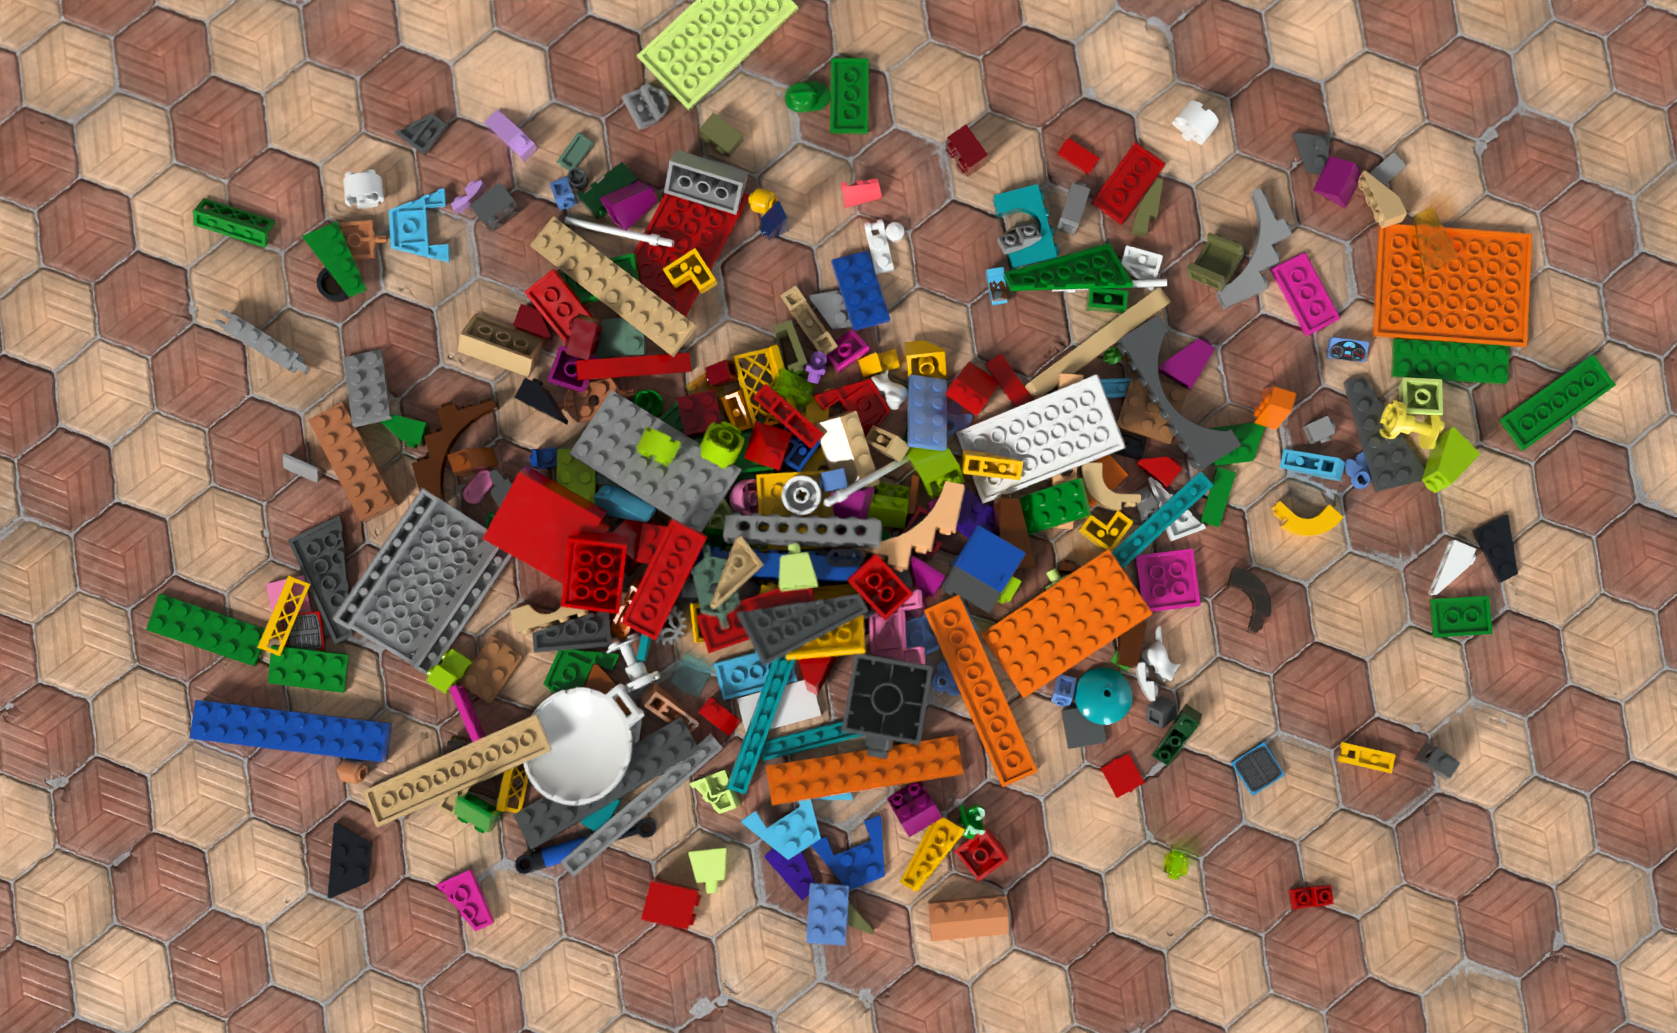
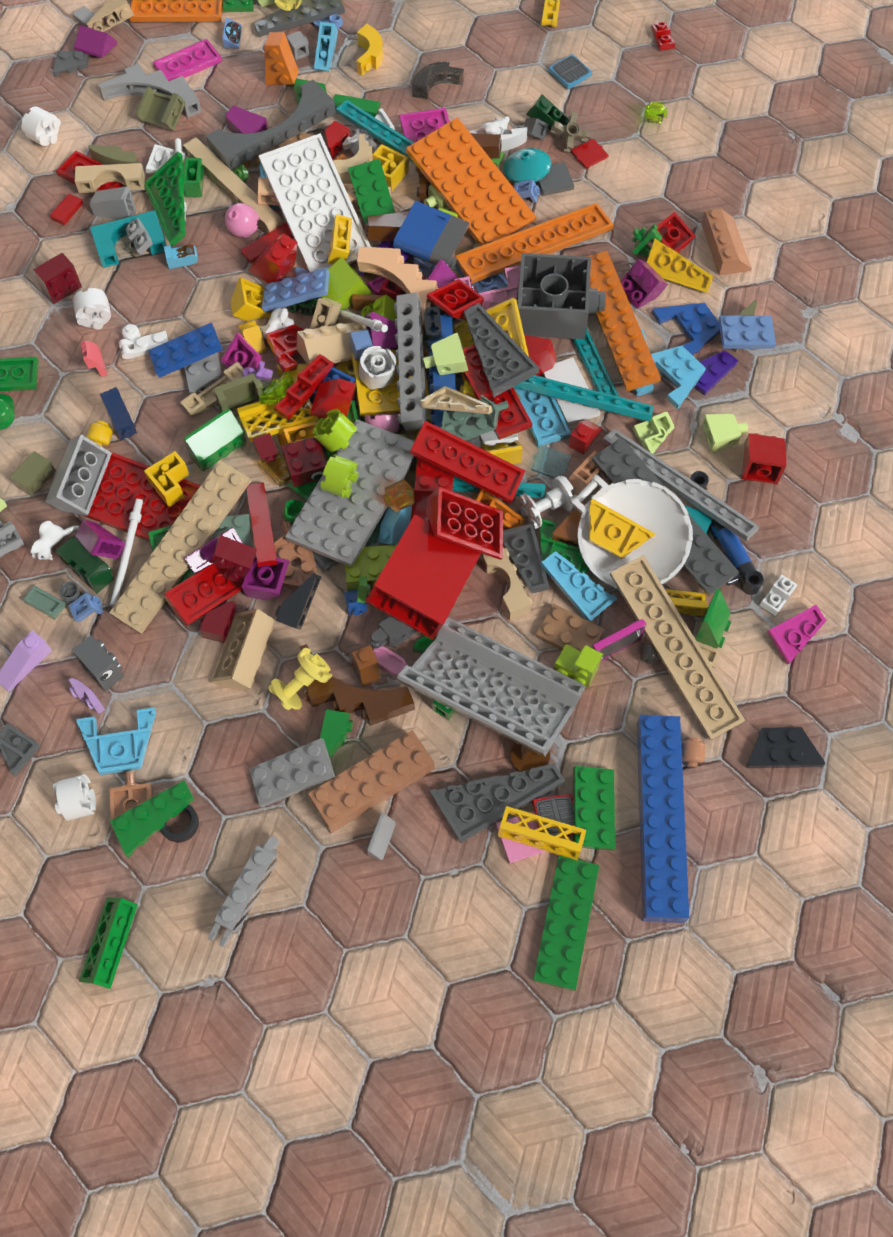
camera: 100 degrees left, 20 degrees down
(459, 409) = (311, 668): none -> light yellow piece
(512, 889) = (778, 595): none -> white slope
(532, 684) = (583, 593): none -> medium azure wing
(545, 465) = (363, 589): none -> bright green plate
(582, 726) = (614, 531): none -> yellow wing
(597, 309) = (201, 557): none -> tile
(634, 506) = (399, 495): none -> clear orange brick
(644, 155) = (49, 536): none -> white animal
(738, 322) = (215, 440): none -> slope
(922, 189) = (91, 308): none -> white brick
(1038, 355) = (241, 220): none -> bright pink cylinder
(1112, 180) = (90, 178): none -> tan arch
(1132, 750) = (574, 128): none -> dark tan pin

